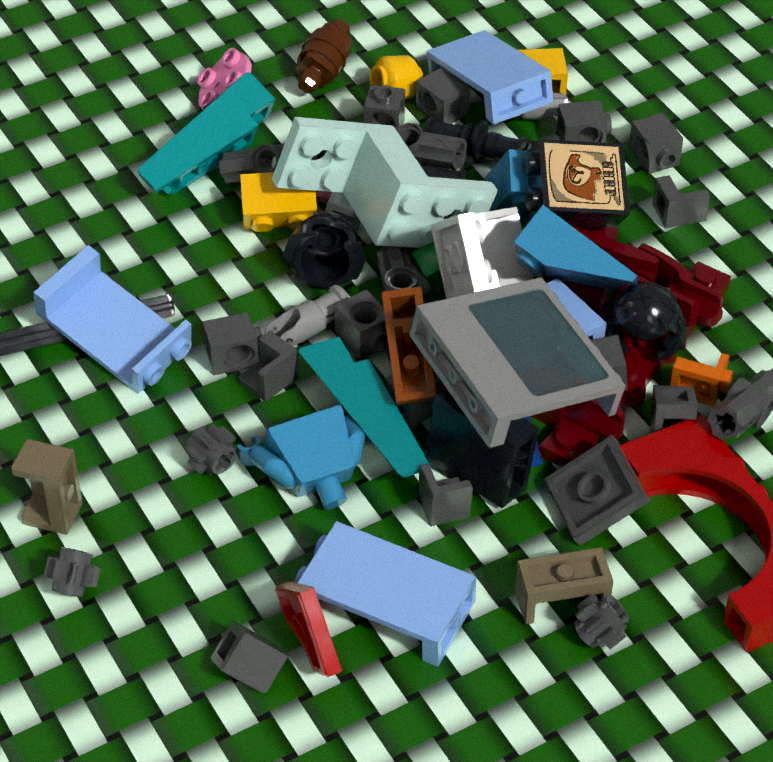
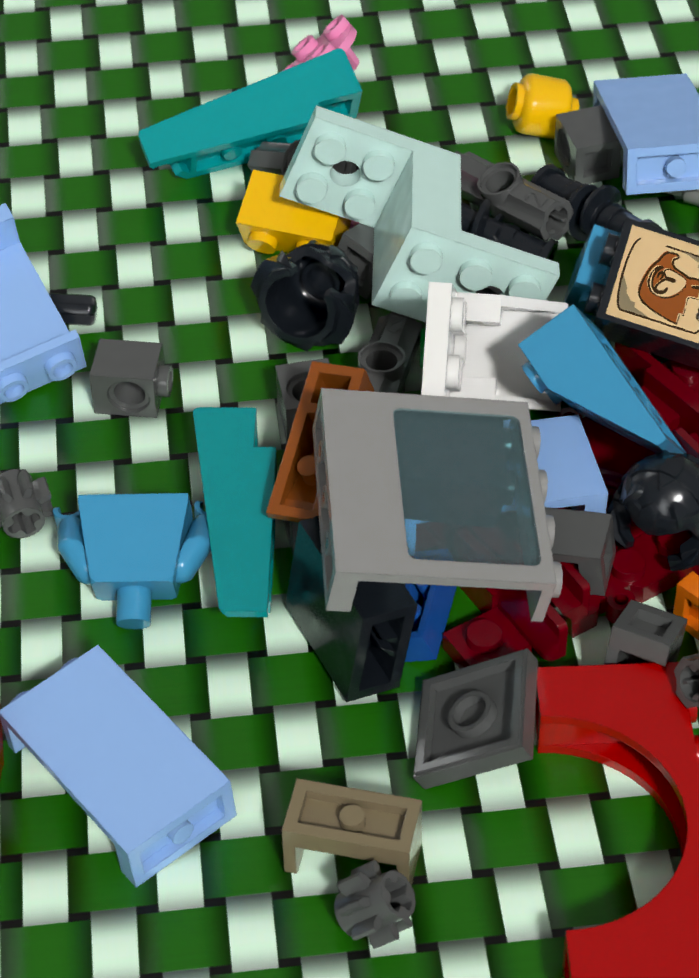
camera: 25 degrees right, 0 degrees up
(275, 369) = (164, 431): dark grey panel -> none
(308, 317) = (238, 376): light grey piece -> none
(323, 55) = (463, 56): reddish brown piece -> none
(385, 106) = (500, 136): dark grey brick -> none
(443, 499) = (272, 664): dark grey panel -> none

